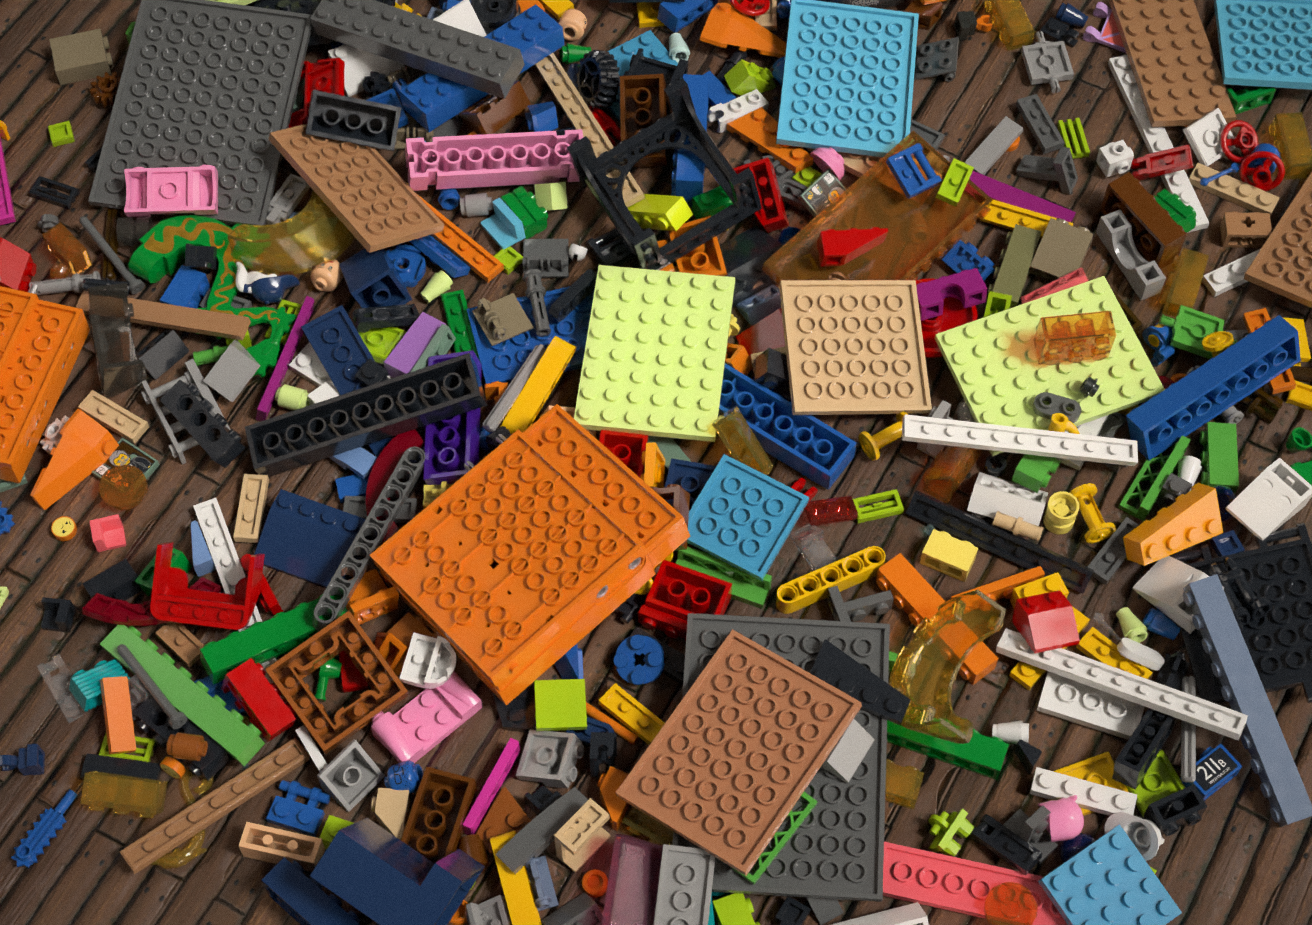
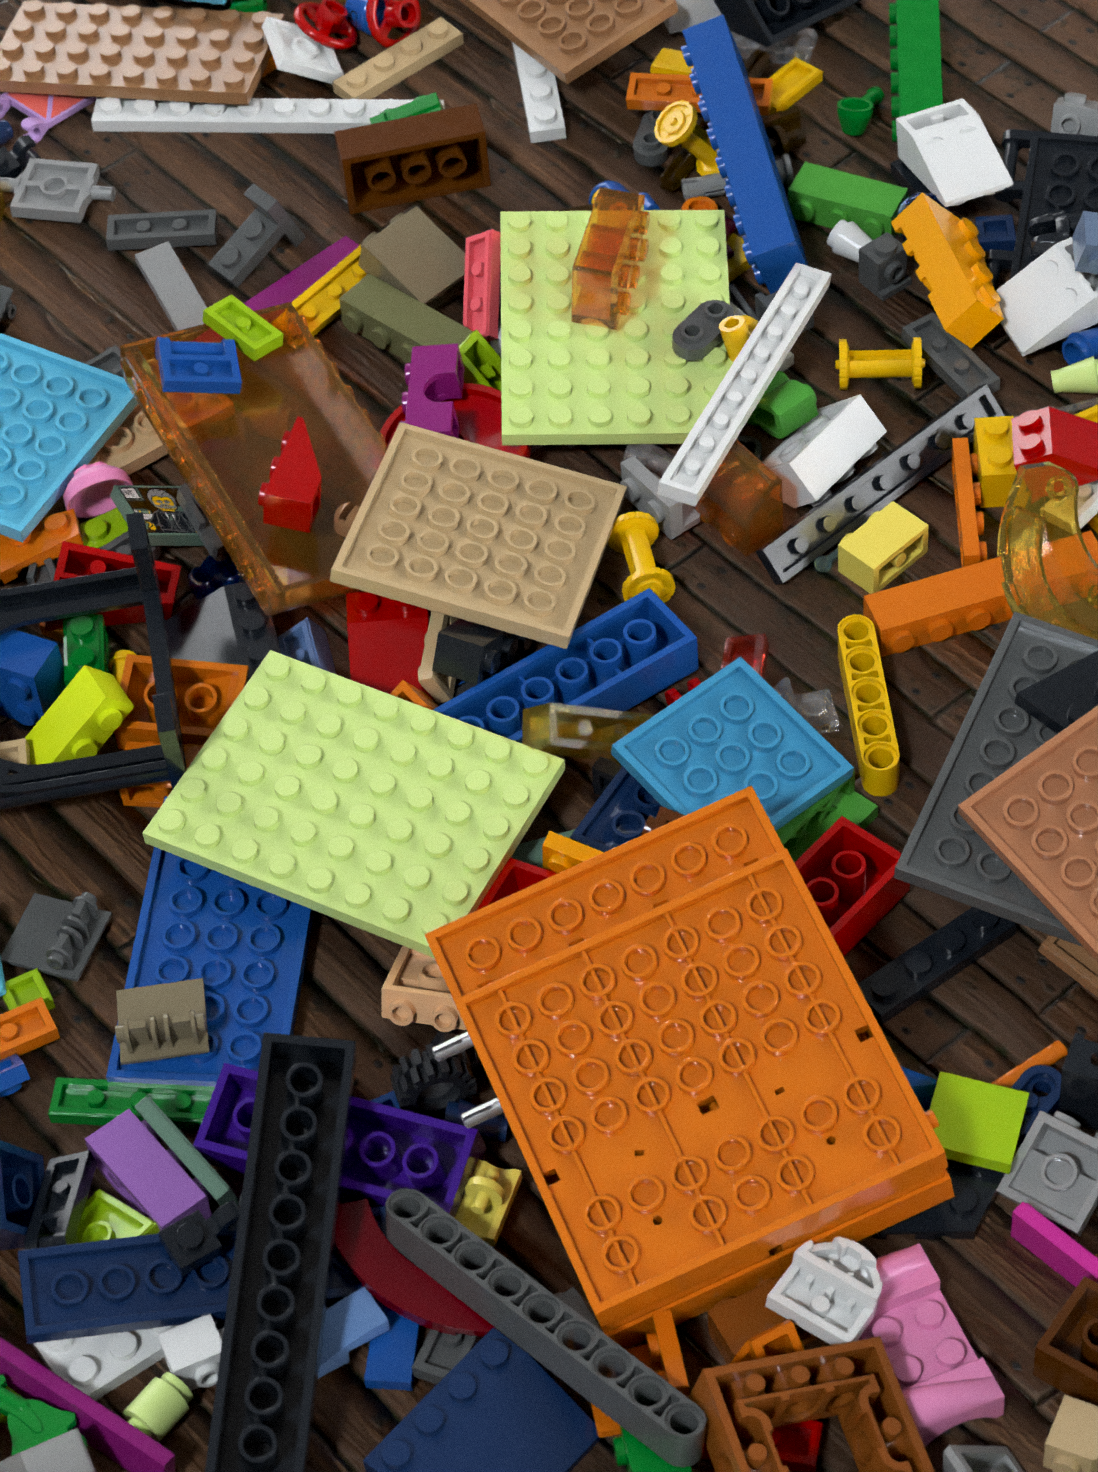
camera: 65 degrees left, 10 degrees down
(404, 776) = (1032, 1401): blue head -> none
(437, 285) = (28, 1113): yellowish green cone -> none
(513, 390) = (317, 1024): light grey axle -> none
(535, 293) = (138, 954): dark grey pin -> none
(539, 385) = (329, 999): yellow beam -> none
(573, 295) = (172, 897): black beam -> none
(577, 250) = (70, 885): white hinge -> none
(612, 253) = (102, 830): black plate -> none
(631, 713) = (1020, 1032): yellow plate -> none
(653, 659) = (912, 1016): blue plate -> none
(669, 624) = (878, 929): red hinge -> none
(858, 608) = (935, 704): dark grey bracket -> none
(896, 506) = (756, 588): lime tile -> none
(964, 257) = (376, 378): blue bracket -> none
(1018, 526) = (875, 444): tan pin -> none
(1061, 512) = (873, 382): light yellow wheel -> none
(1081, 136) = (227, 201): lime tile -> none
(1089, 387) = (687, 280): black plate -> none
(1115, 158) = (279, 161): white brick -> none
(1117, 237) = (502, 188): light grey arch -> none
(1161, 477) = (858, 278): bright green fence -> none
(1163, 162) = (320, 109): red hinge -> none
(1184, 281) = (538, 153): clear yellow brick -> none
(1190, 329) = (630, 158): bright green plate -> none
(1234, 168) = (369, 43): blue hinge -> none
(1245, 229) = (477, 65): medium nougat brick -> none

